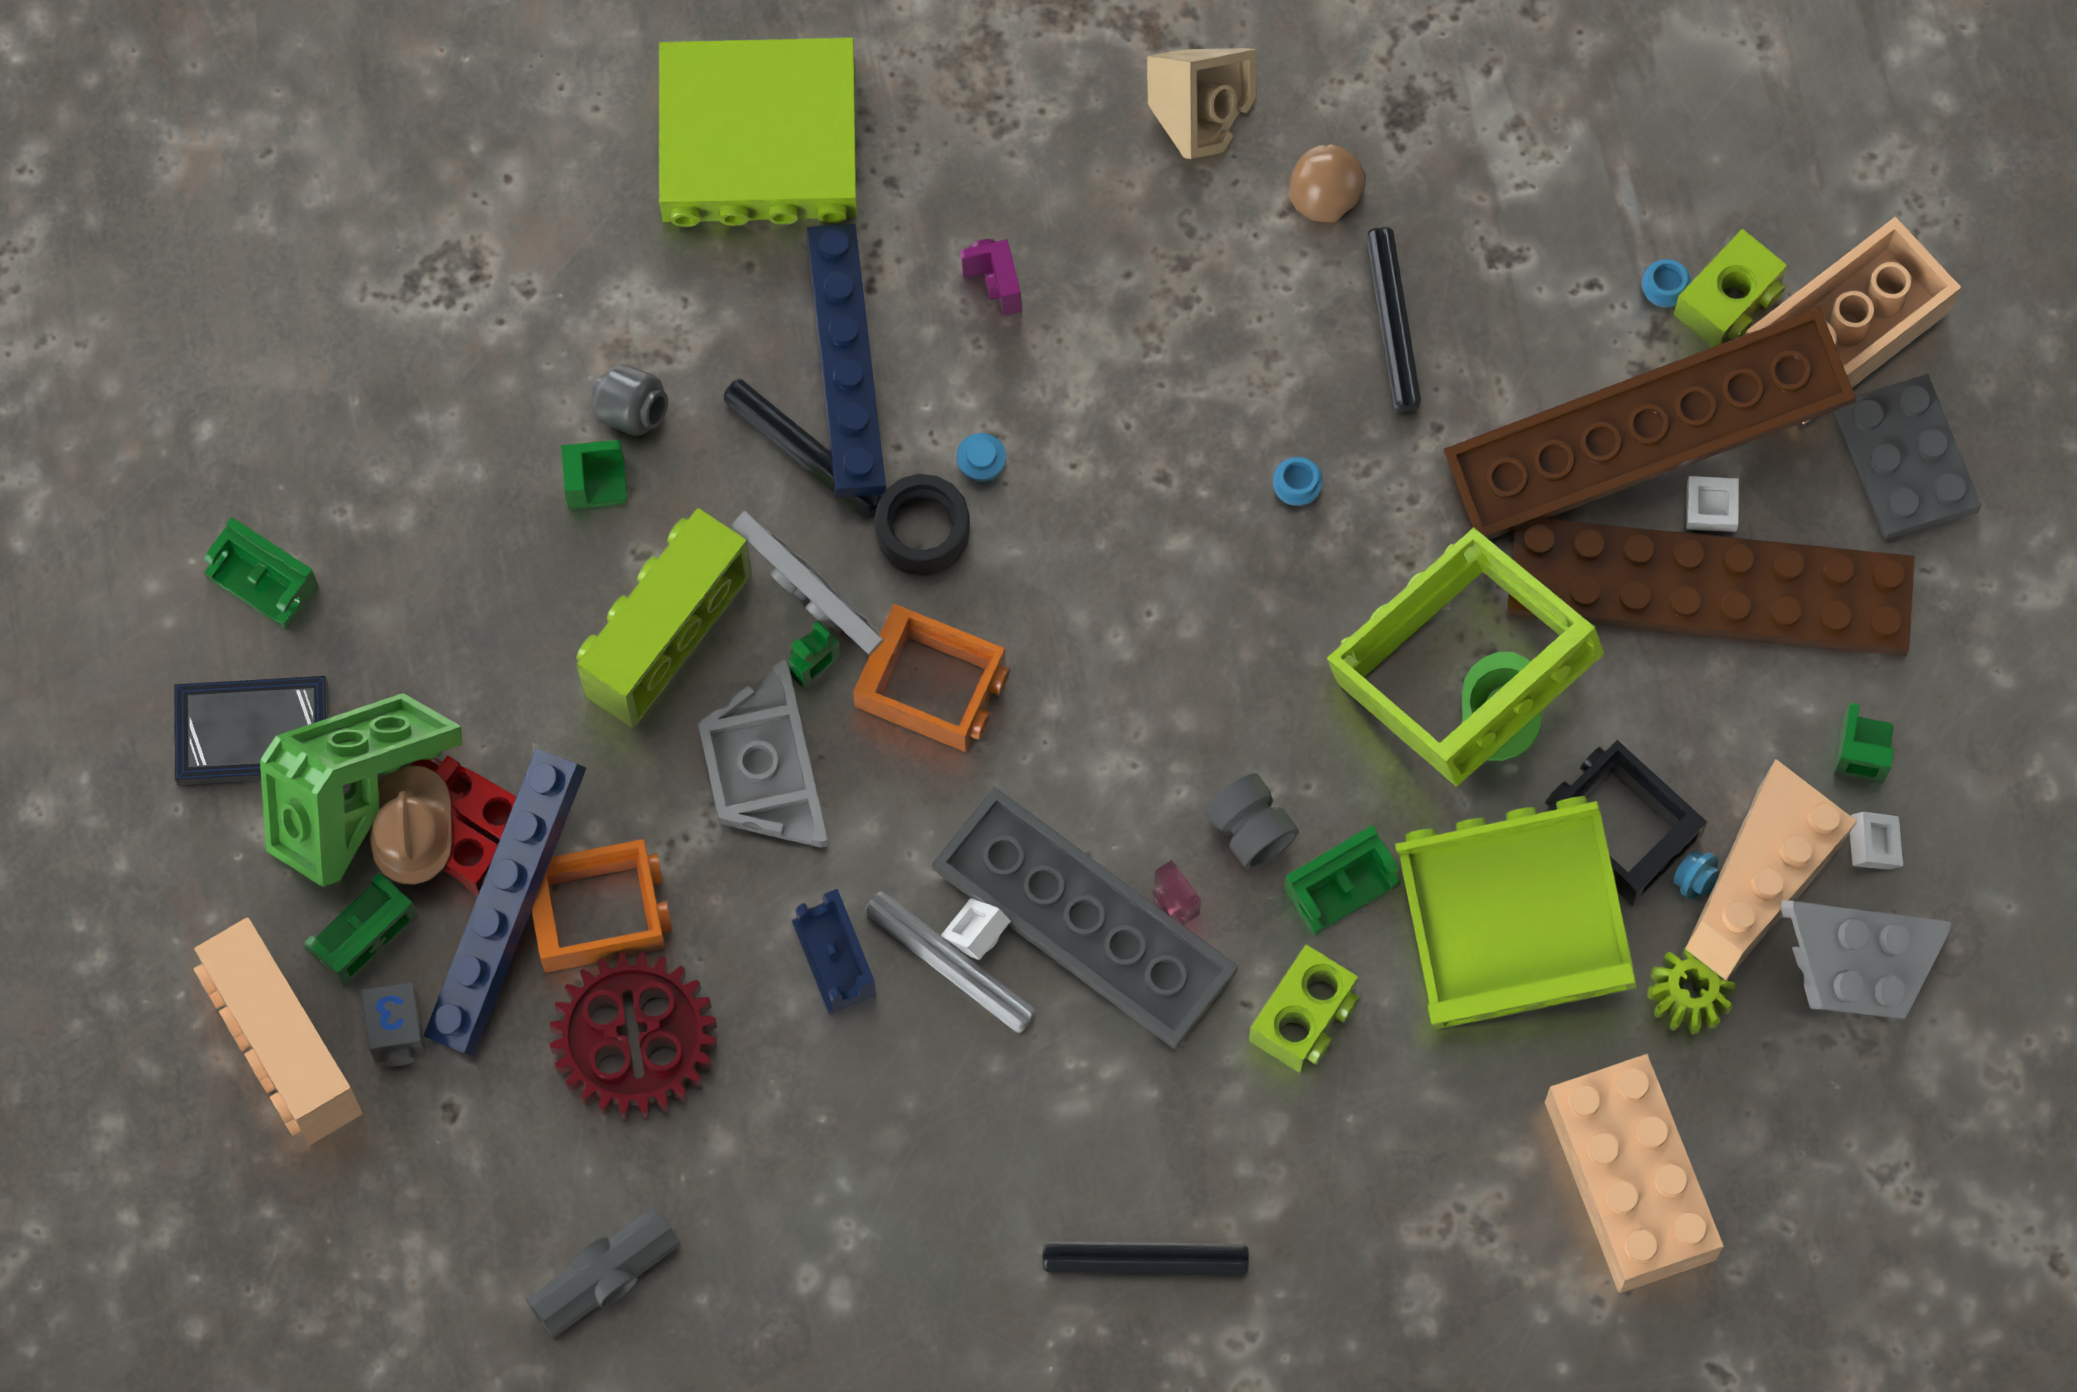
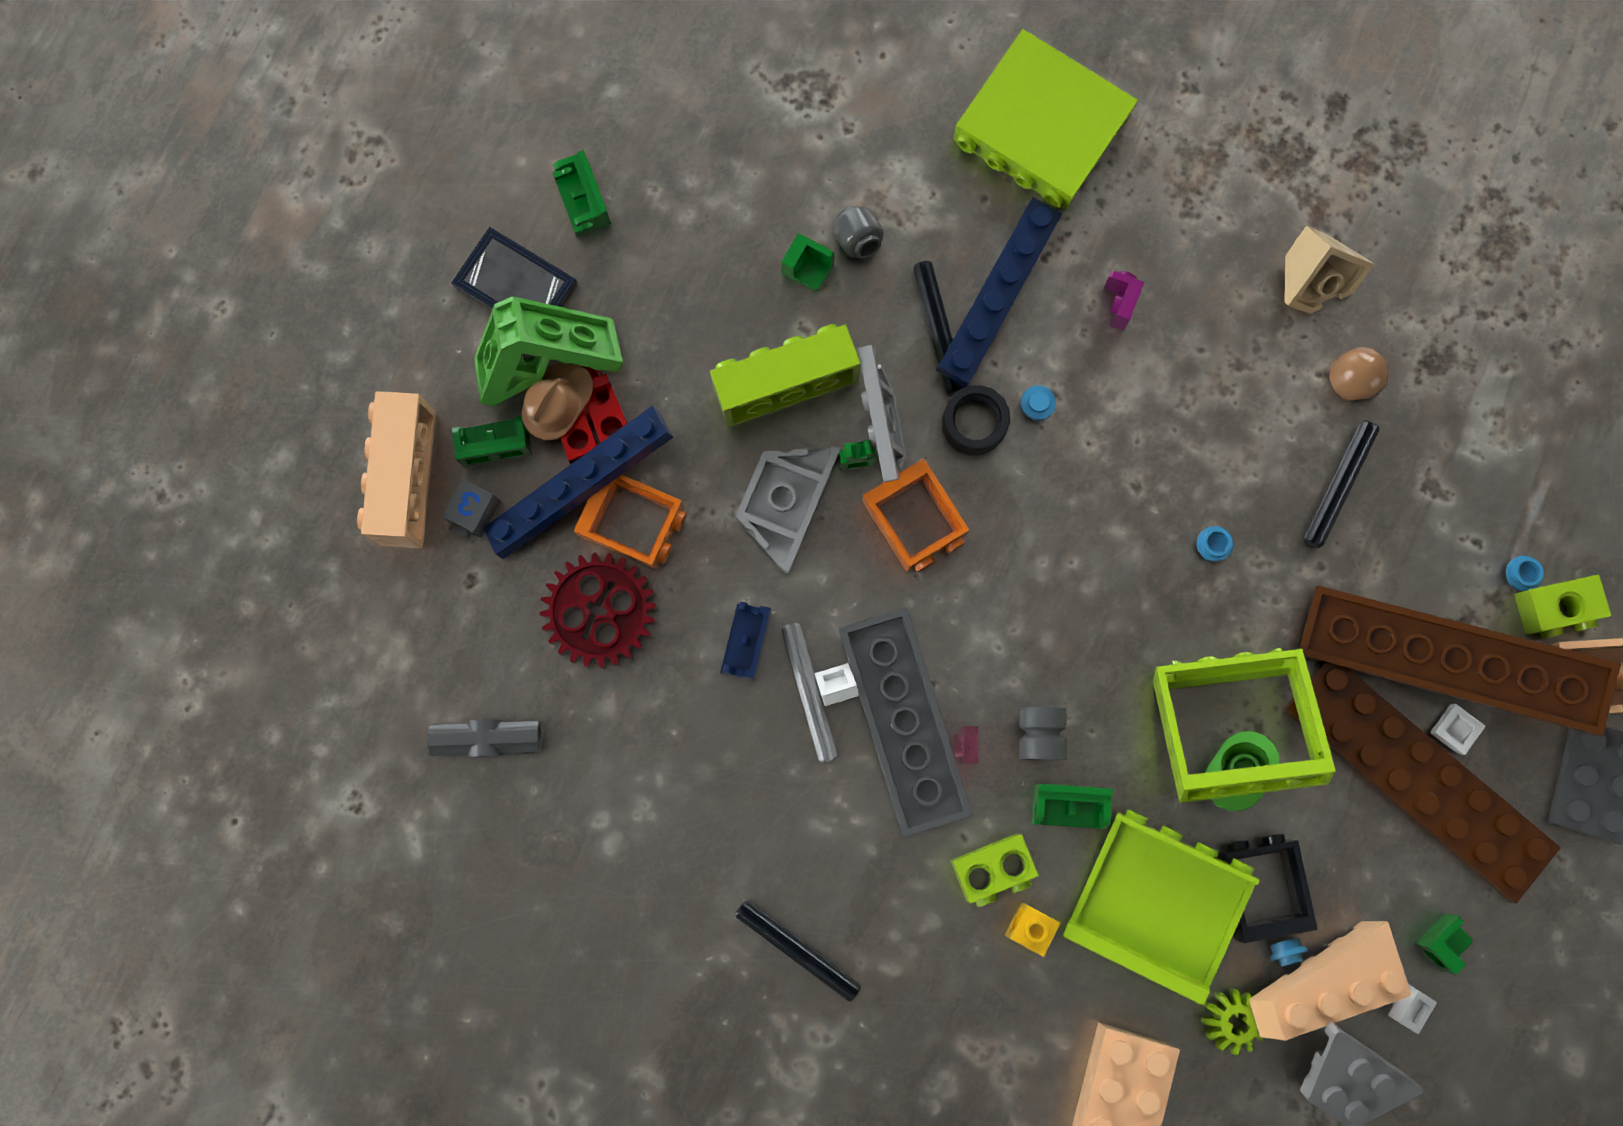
camera: 35 degrees right, 10 degrees up
(1394, 1044) = (1032, 929): none -> yellow brick

